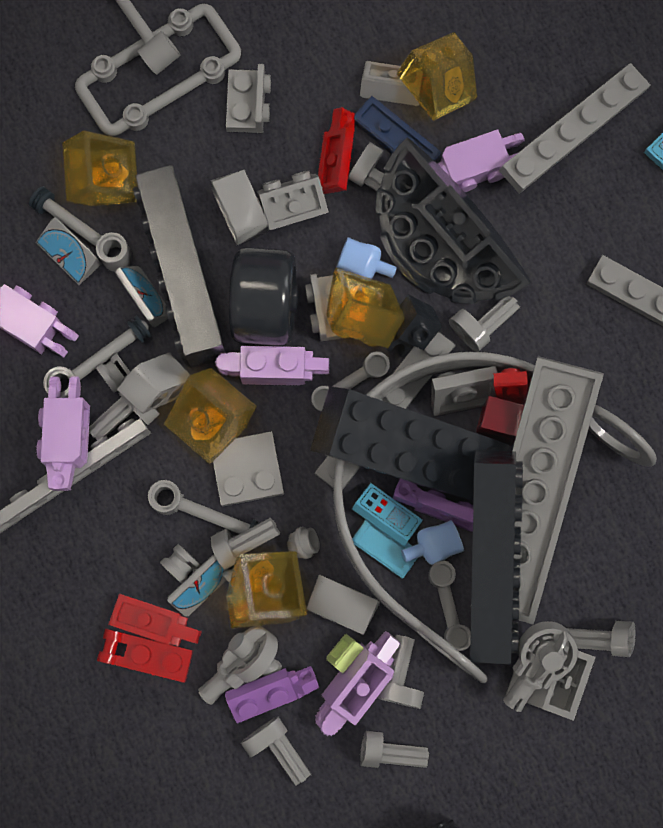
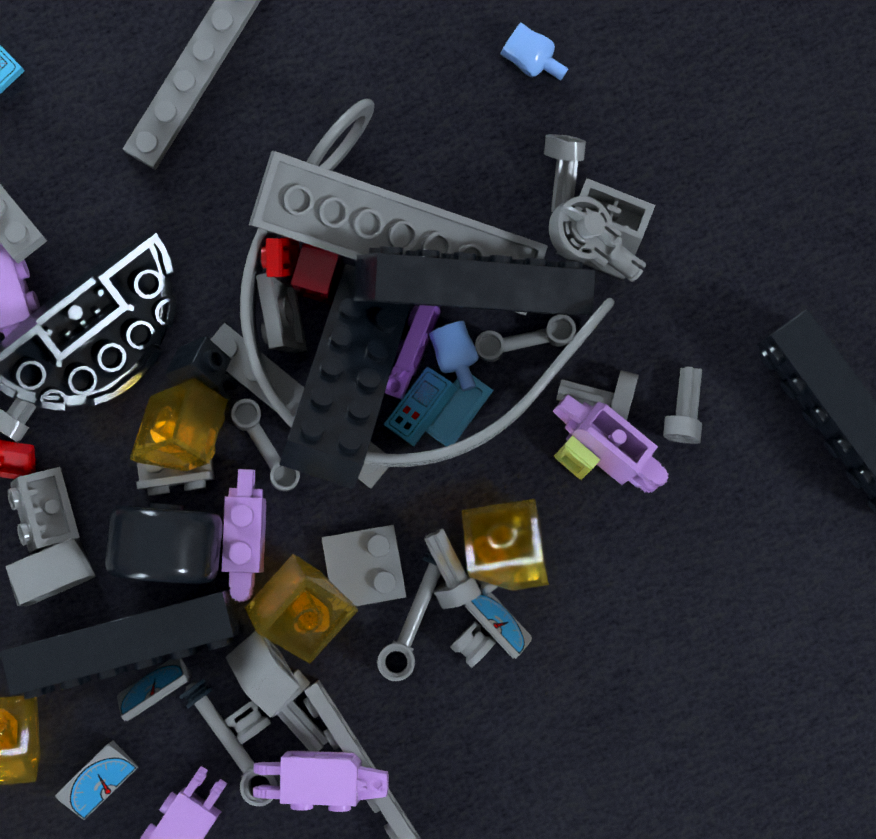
camera: 90 degrees left, 5 degrees up
(43, 201) = (33, 810): light grey piece -> none
(146, 656) = (575, 683): red plate -> none
(152, 621) = (538, 677): red hinge -> none
(233, 668) = (592, 583): light grey pin -> none
(270, 692) = (619, 542): medium lavender hinge -> none
(273, 735) = (666, 539): light grey piece -> none
(304, 542) = (451, 501): light grey plate -> none
(342, 604) = (522, 458): light grey piece -> none
(363, 260) = (119, 427): light blue piece -> none
(477, 333) = (212, 296): light grey piece -> none

